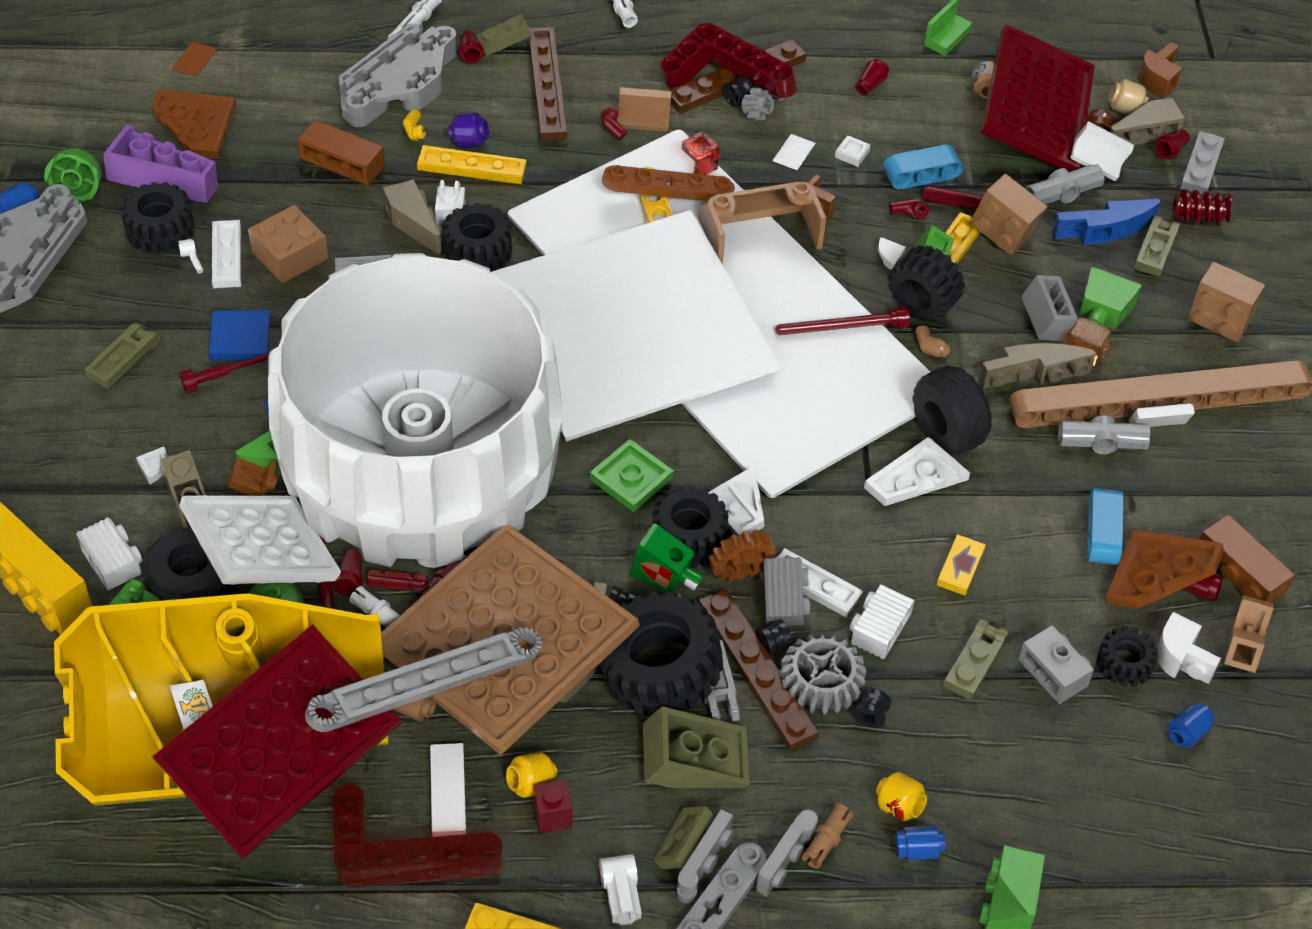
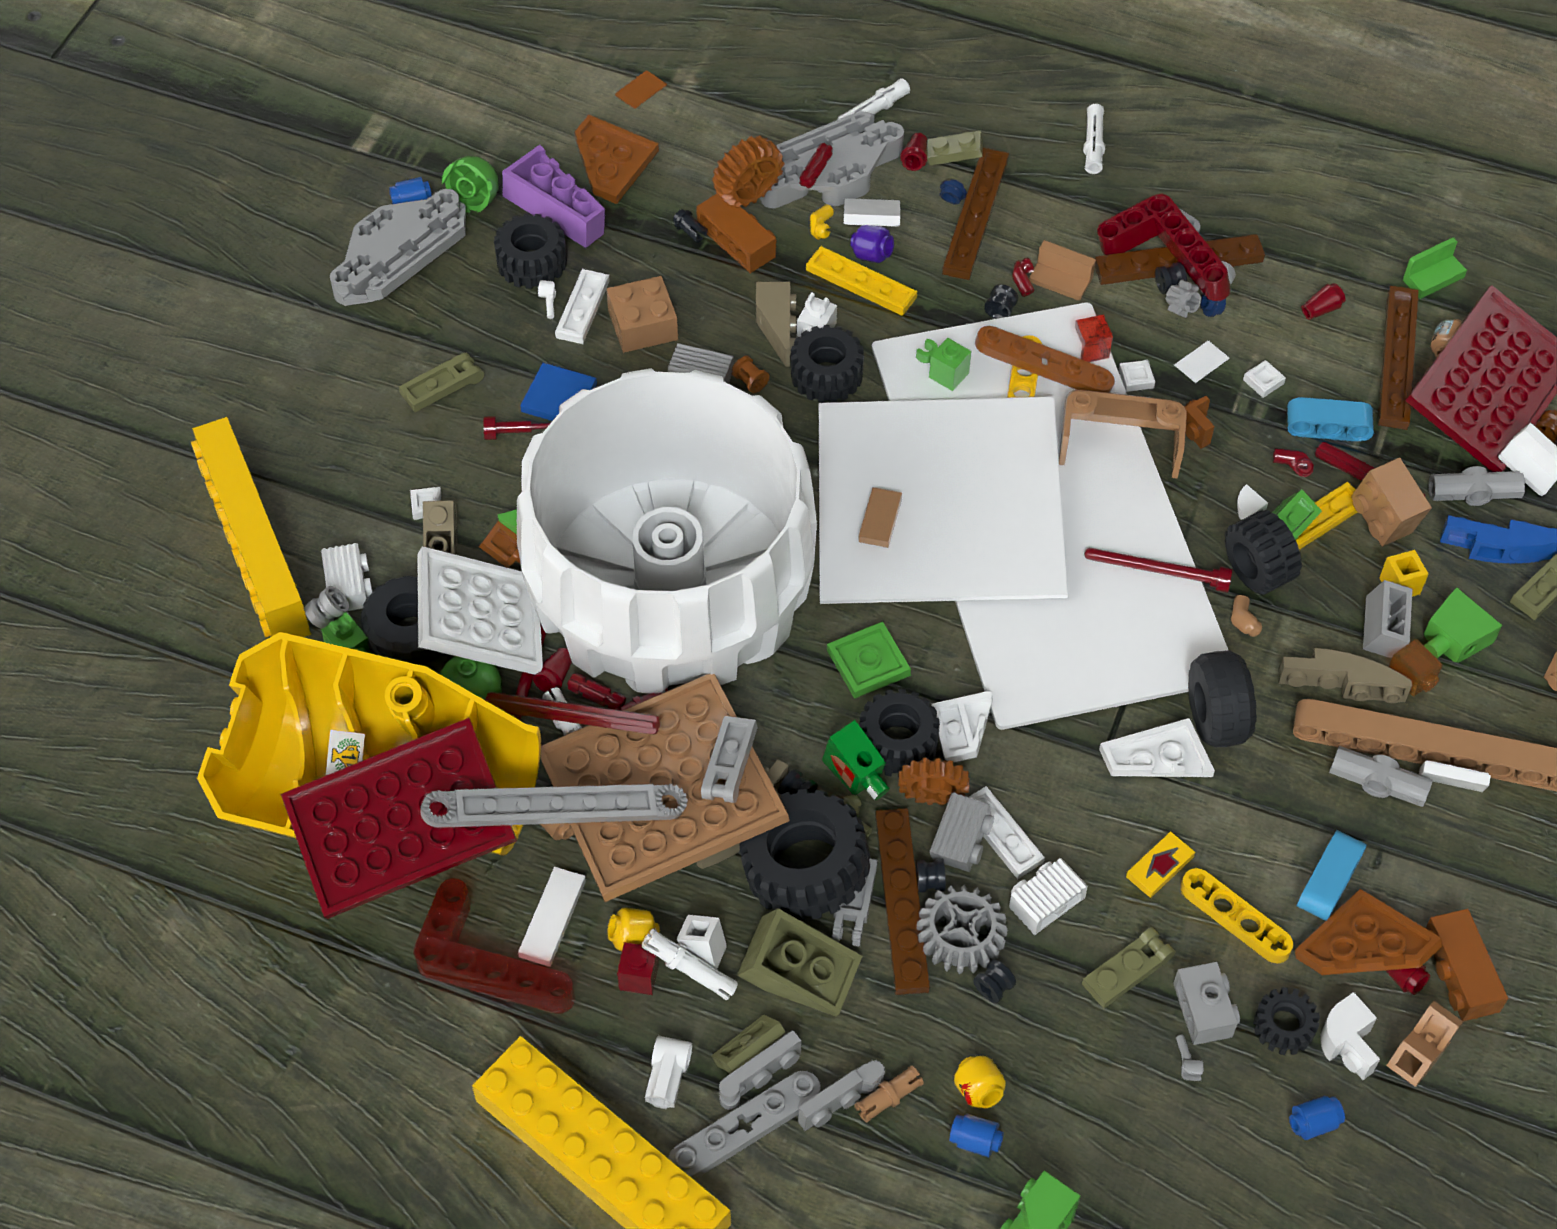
camera: 25 degrees right, 5 degrees up
(106, 582) = (329, 605): none -> light grey wheel
(291, 157) = (685, 221): none -> black pin
(338, 93) = (748, 171): none -> dark orange gear
(392, 77) = (816, 165): none -> dark red axle
(410, 596) = (575, 713): none -> dark red axle
(457, 104) = (872, 212): none -> white tile
(518, 70) = (952, 191): none -> dark blue plate
(562, 589) = (729, 758): none -> light grey plate
(585, 208) = (947, 362): none -> bright green brick
(588, 351) = (880, 517): none -> medium nougat tile
(588, 781) = (684, 961): none -> white pin
(602, 769) = (703, 938): none -> white brick
(604, 148) = (1001, 301): none -> black wheel
(747, 176) = (1136, 375): none -> white tile
(783, 105) = (1212, 308): none -> dark blue plate
(953, 104) = (1398, 357): none -> reddish brown plate
(1042, 590) = (1240, 911): none -> yellow beam
(1045, 263) = (1405, 570): none -> yellow brick
(1067, 723) = (1190, 1068): none -> light grey hand

